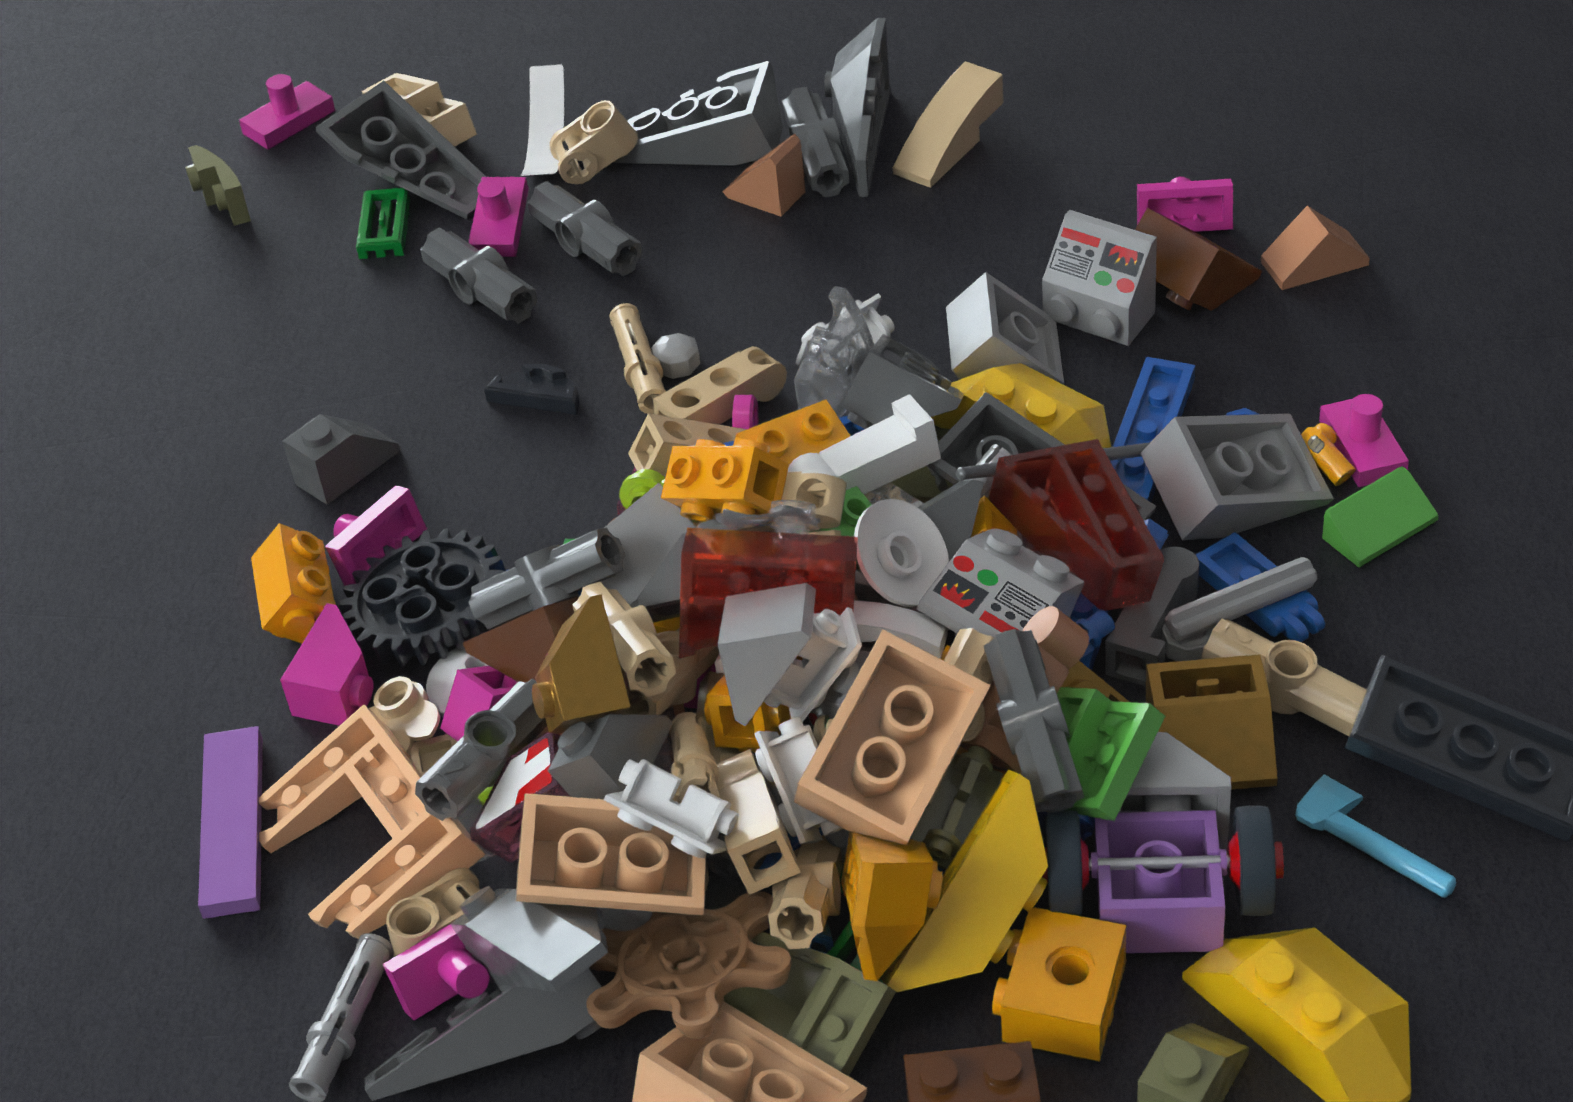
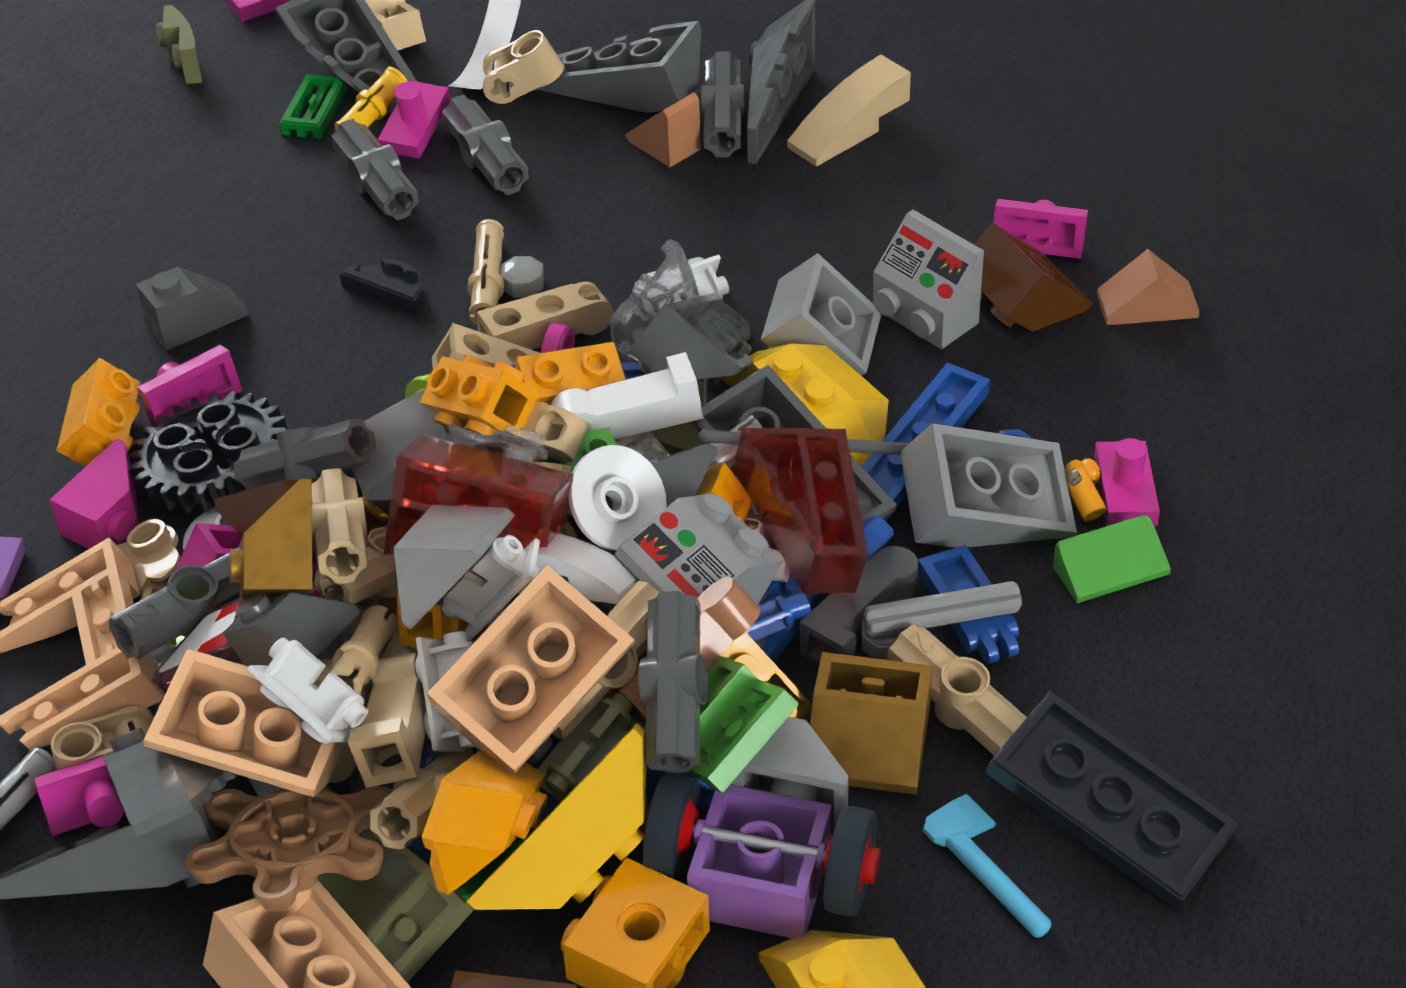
camera: 10 degrees right, 0 degrees up
(451, 206) = (373, 103): none -> yellow pin

